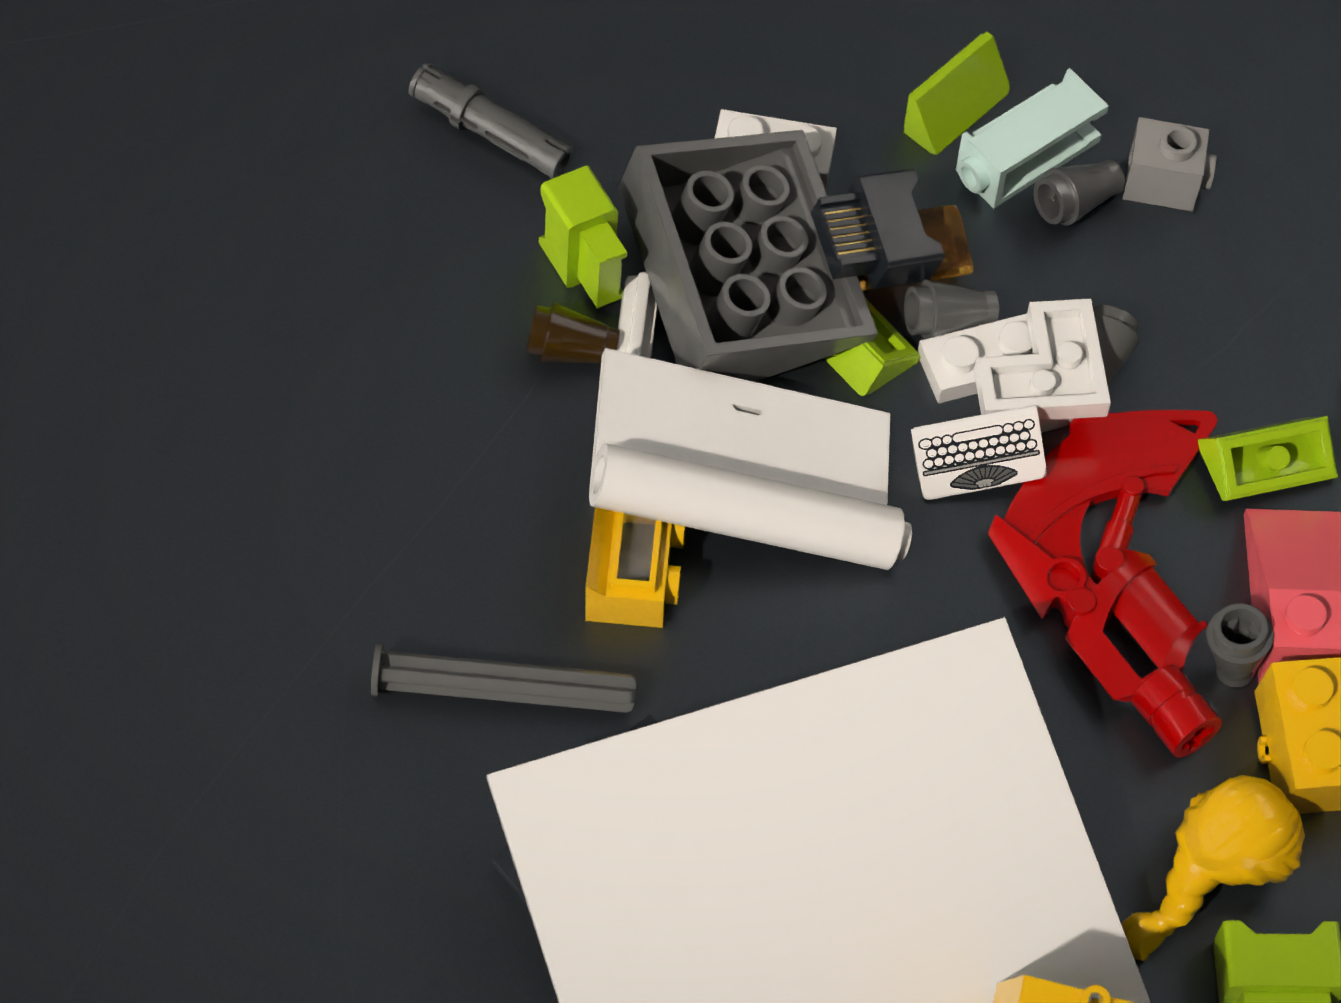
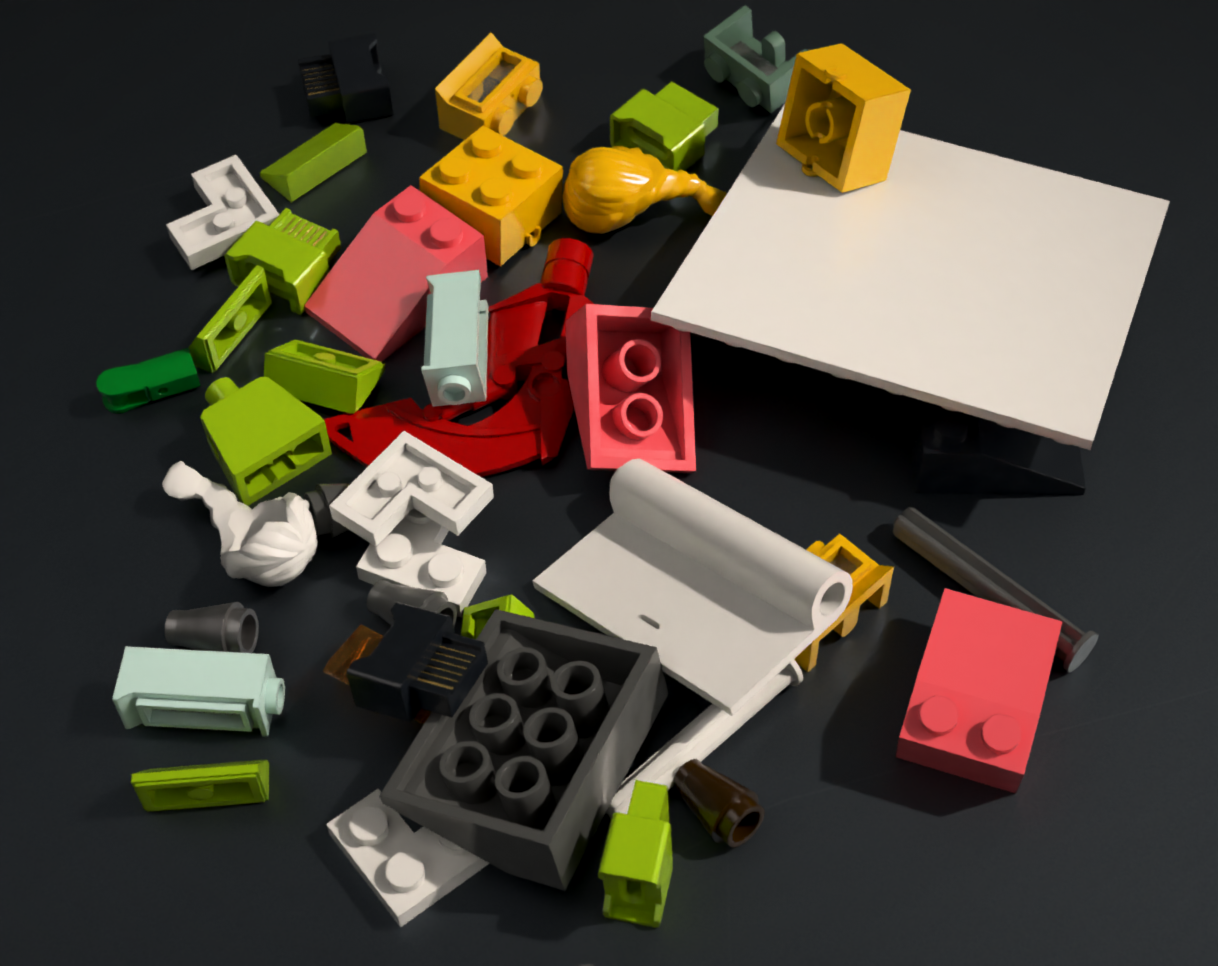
camera: 135 degrees left, 5 degrees down
(434, 550) = (979, 690): none -> coral slope
(963, 581) = (631, 388): none -> coral slope
(979, 452) = (517, 500): slope -> none
(1121, 270) = (258, 543): none -> white hair
(1168, 164) = (130, 595): light grey brick -> none
(1178, 539) = (456, 339): none -> light aqua window
(1239, 642) = (497, 260): dark grey cone -> none
(1243, 352) = (261, 435): none -> lime torso

